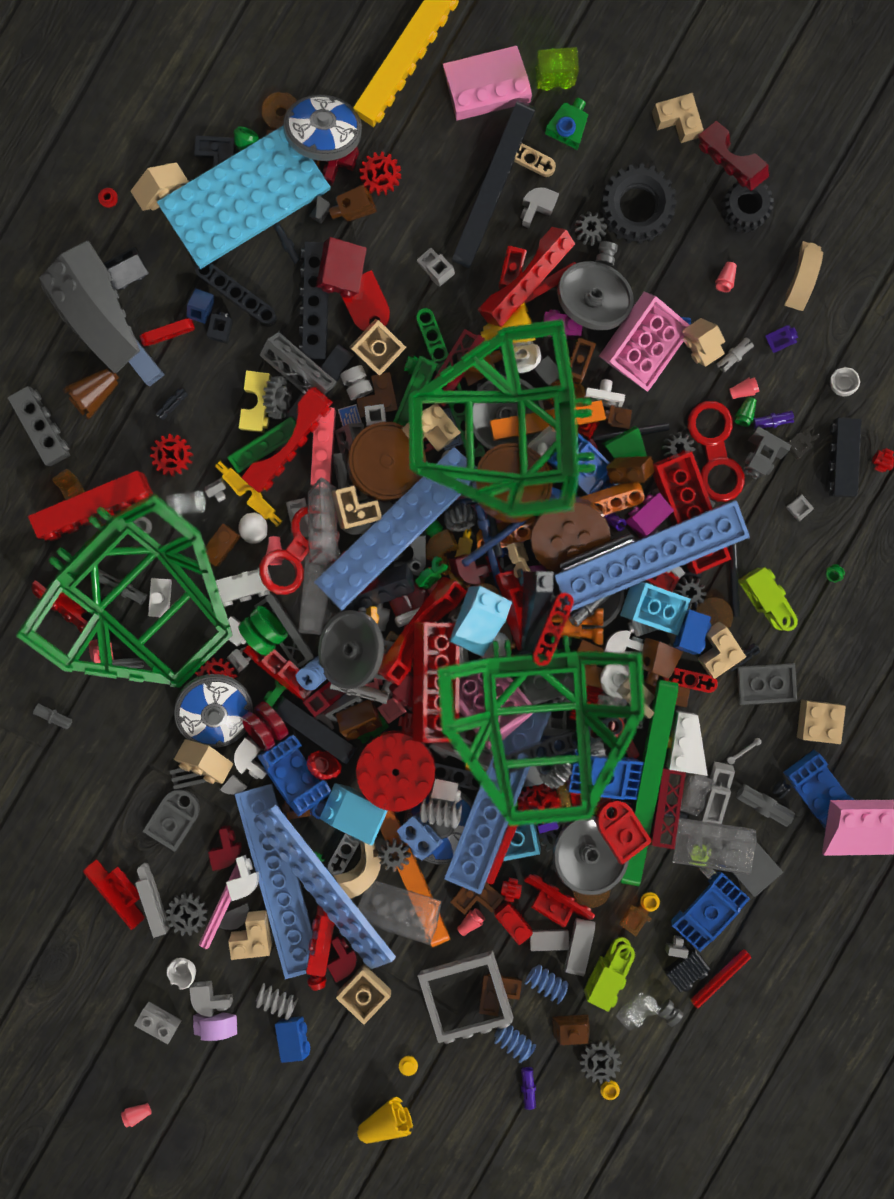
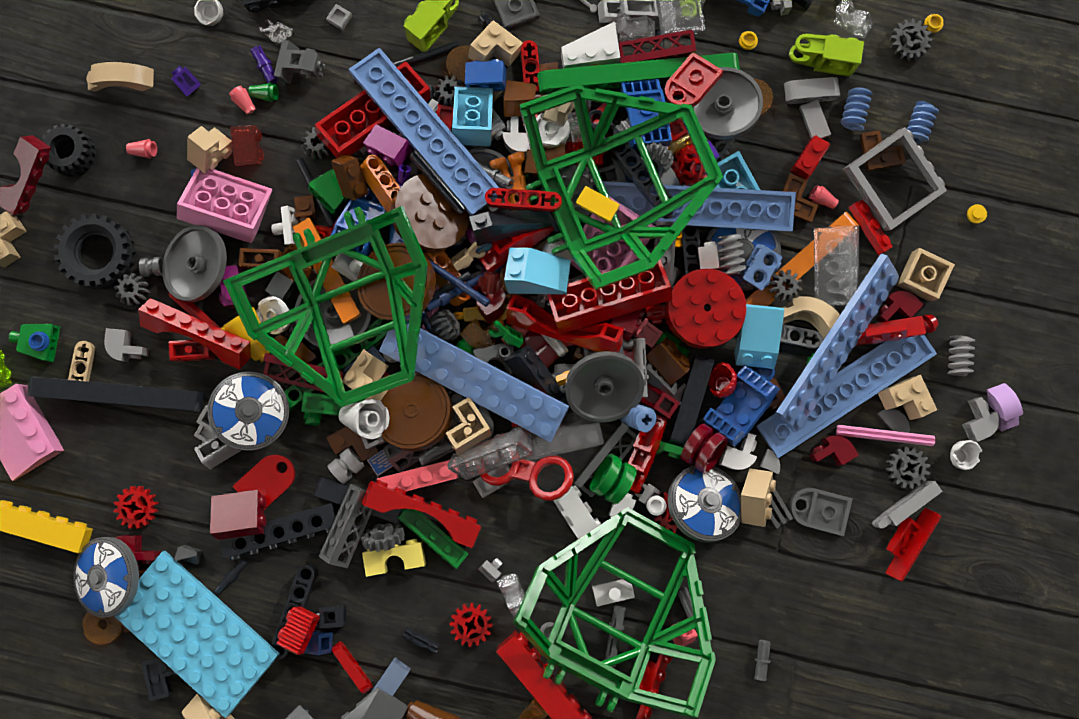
camera: 110 degrees left, 5 degrees down
(158, 1022) = (1020, 462): light grey brick -> none
(215, 292) = (297, 630): none -> red brick
(221, 544) = (541, 546): reddish brown brick -> none
(225, 663) = (656, 505): none -> white plate
(241, 487) = (480, 546): yellow piece -> none
(244, 137) = (138, 651): green cone -> none
(246, 883) = (861, 418): white brick -> none
(253, 528) = (517, 522): white hair -> none
(274, 544) = (527, 495): coral cone -> none
(292, 1039) = (991, 328): blue brick -> none
(353, 204) = (169, 518): reddish brown torso -> none
(377, 347) = (305, 455): tan brick -> none
(386, 1123) = (1038, 216): yellow cone -> none
(391, 414) = (365, 418): none -> white cone
(410, 267) = (214, 452): none -> light grey brick
(427, 958) = (870, 226): none -> red plate
(435, 306) = (248, 411): none -> dish
(485, 572) = (489, 283): none -> clear red gear
(507, 838) = (734, 184): red axle -> none
(511, 890) = (780, 169): red gear -> none
(525, 699) = (597, 204): none -> yellow tile
(528, 1088) = (958, 97): dark purple pin -> none
(555, 904) = (780, 124): red bracket -> none
(571, 1029) = (891, 74): reddish brown torso -> none
(635, 919) = (769, 48): clear orange bracket -> none
(696, 379) = (246, 145): none -> clear red brick
(716, 450) = (306, 110): red bar -> none
(735, 354) = (213, 119): light grey pin -> none

